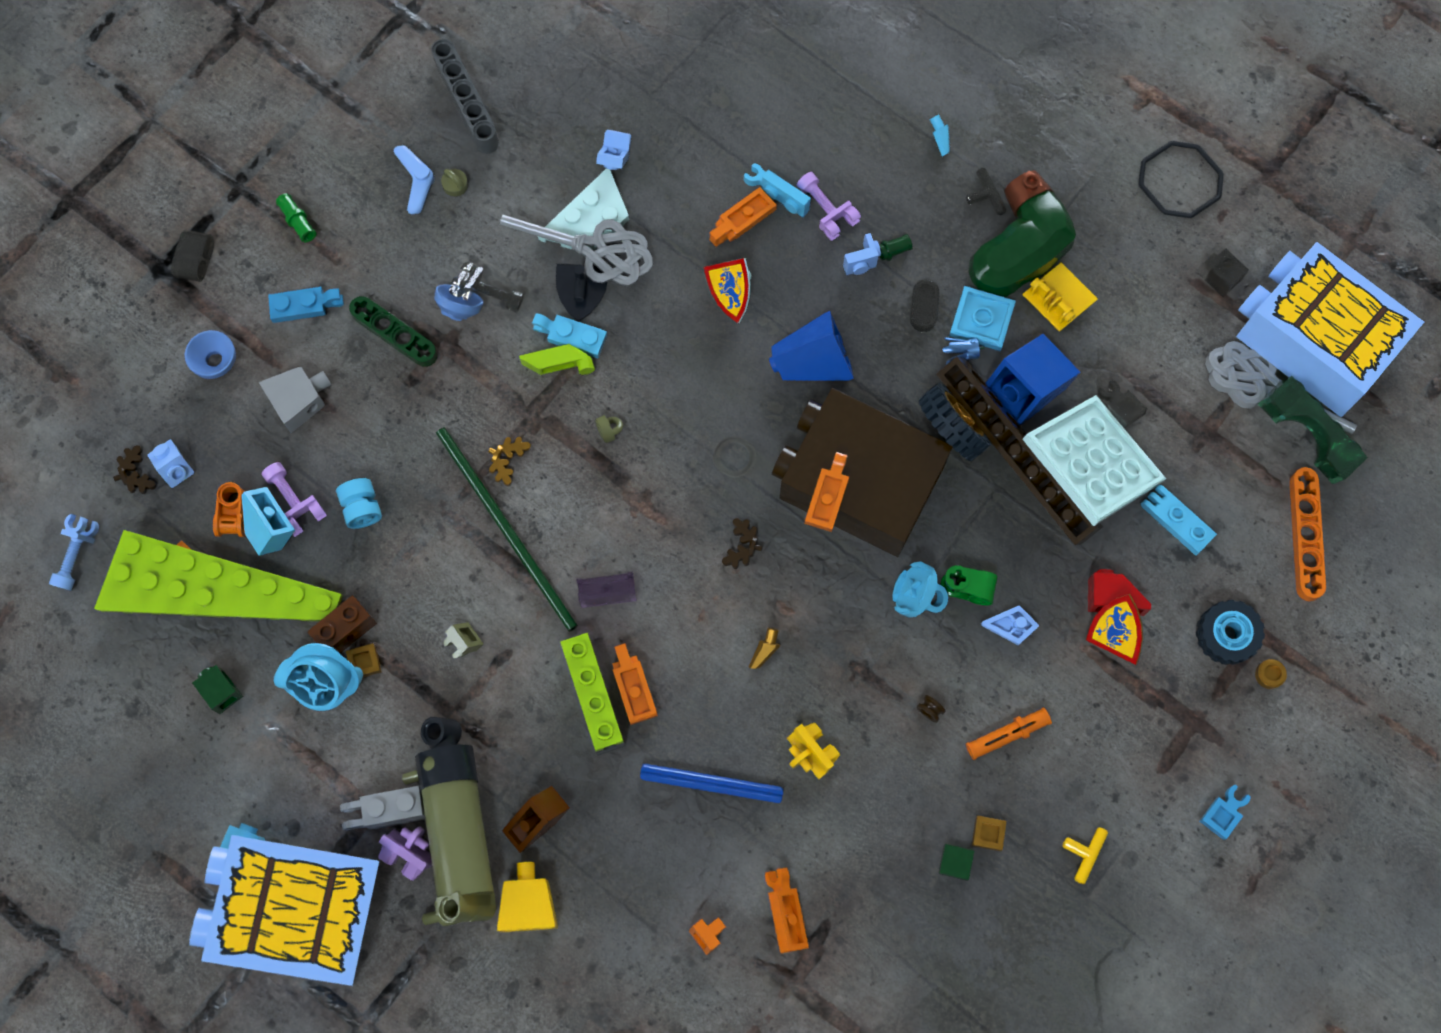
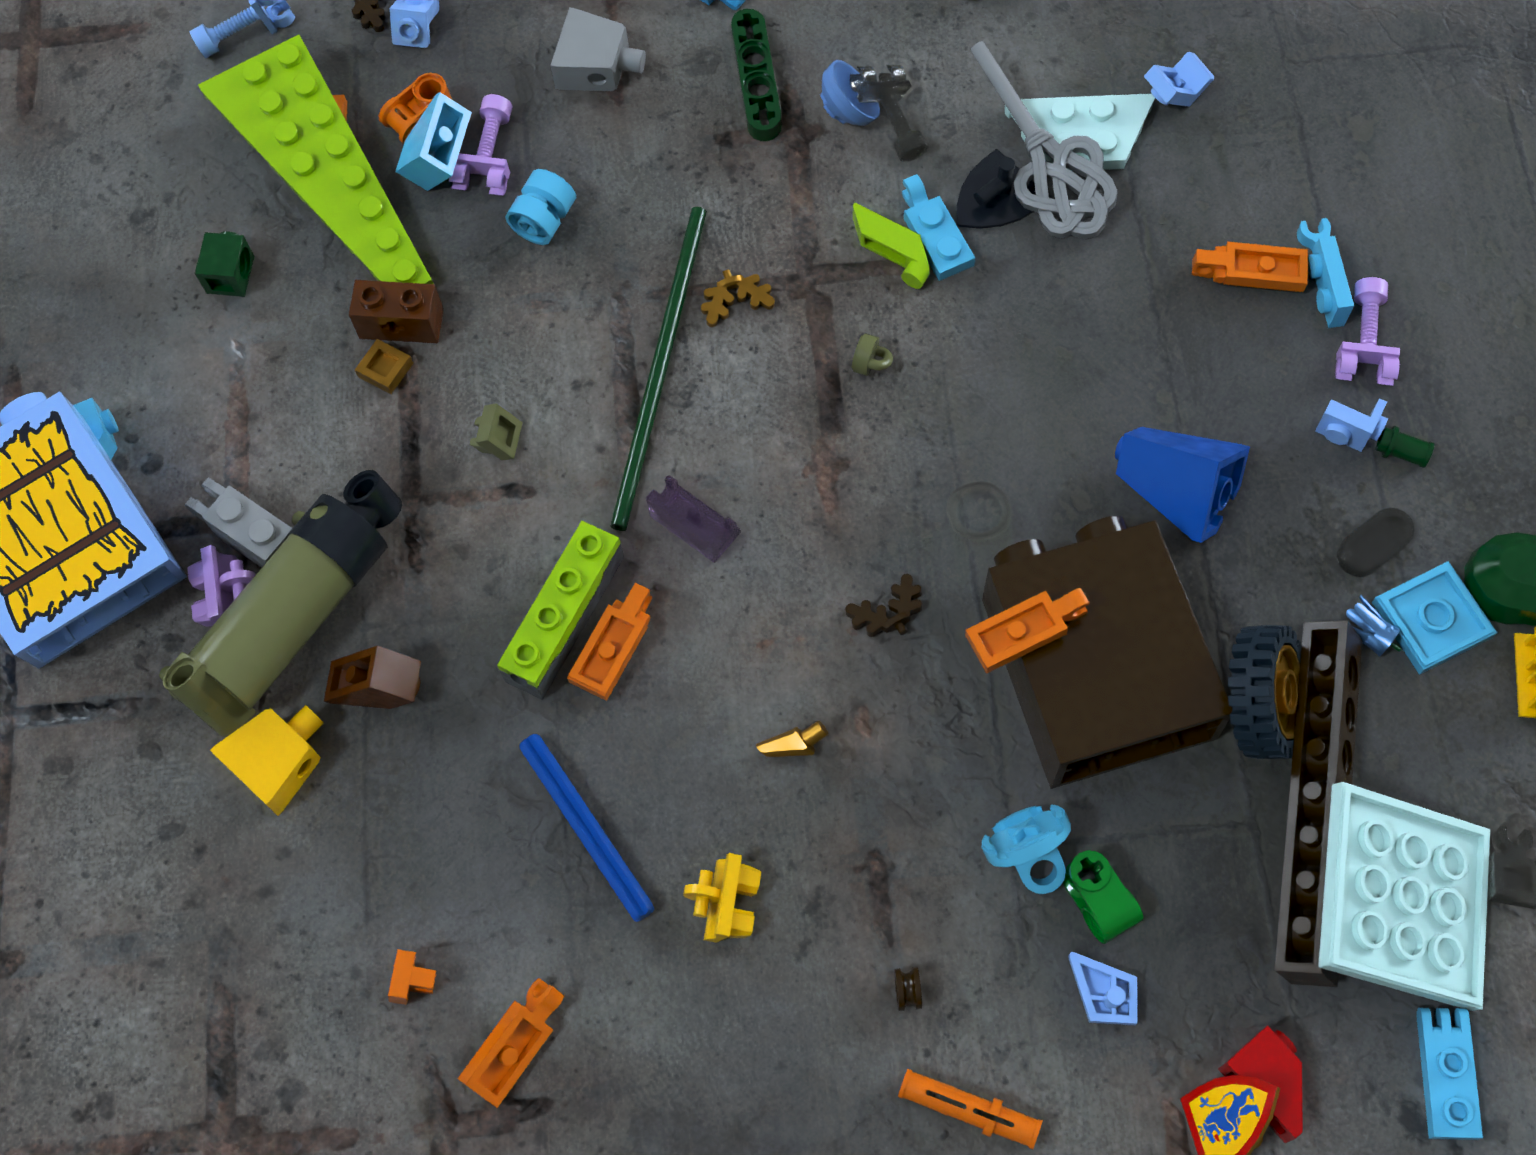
camera: 50 degrees right, 5 degrees down
(318, 677) = (319, 334): medium azure piece -> none
(730, 286) = (1160, 323): shield -> none
(1031, 378) = (1423, 734): blue slope -> none

